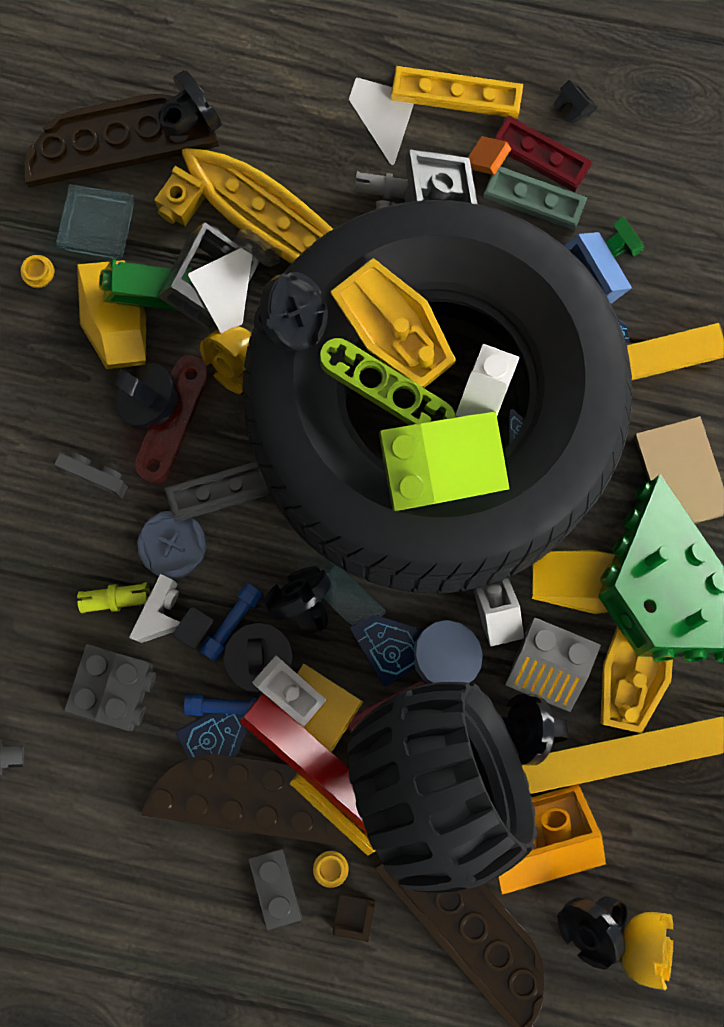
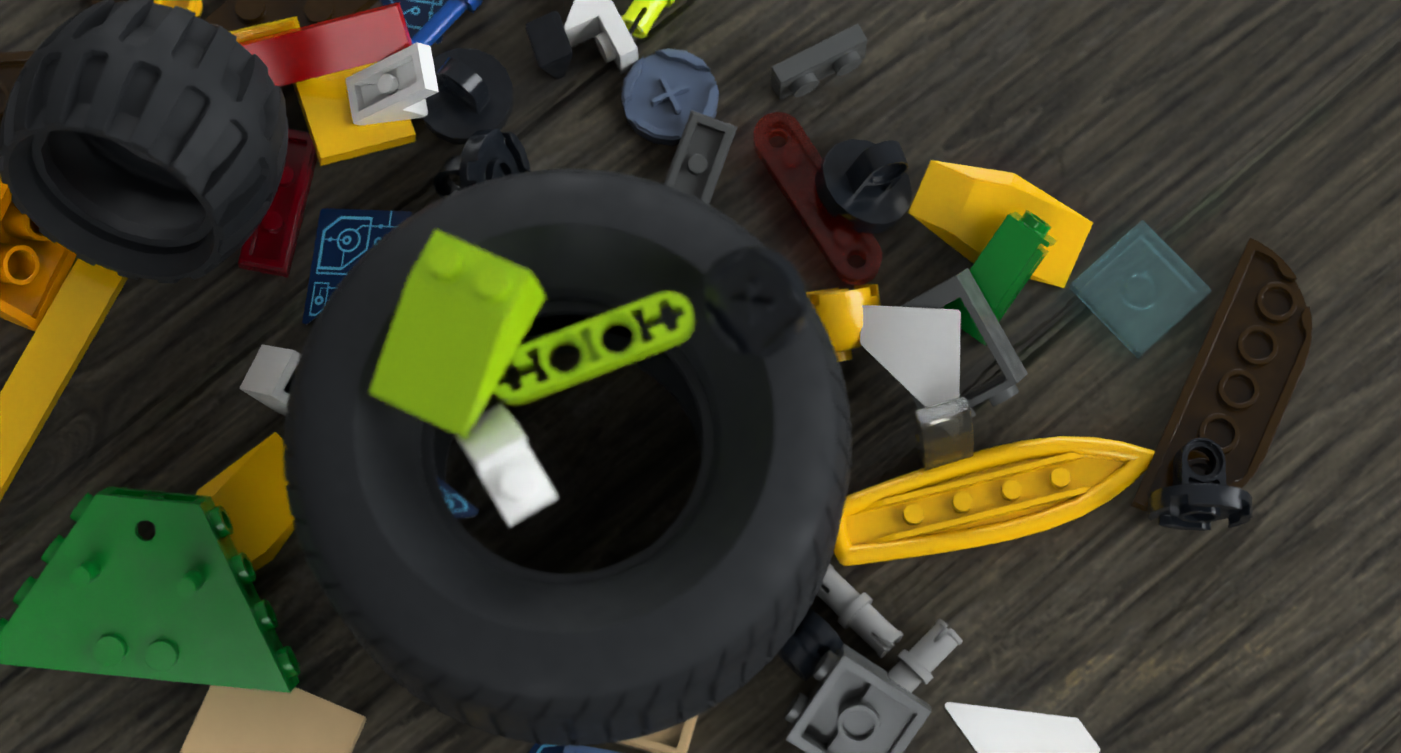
camera: 125 degrees right, 5 degrees down
(37, 271) = (1125, 178): yellow plate -> none
(184, 207) = (1091, 419): yellow brick -> none
(248, 597) = (539, 129): blue bar -> none
(394, 323) = (661, 414): yellow piece -> none
(447, 653) = (288, 291): sand blue tile -> none
(533, 728) = (134, 312): black tile -> none
(552, 664) = (188, 404): light grey slope -> none
(631, 685) = (86, 457): yellow piece -> none

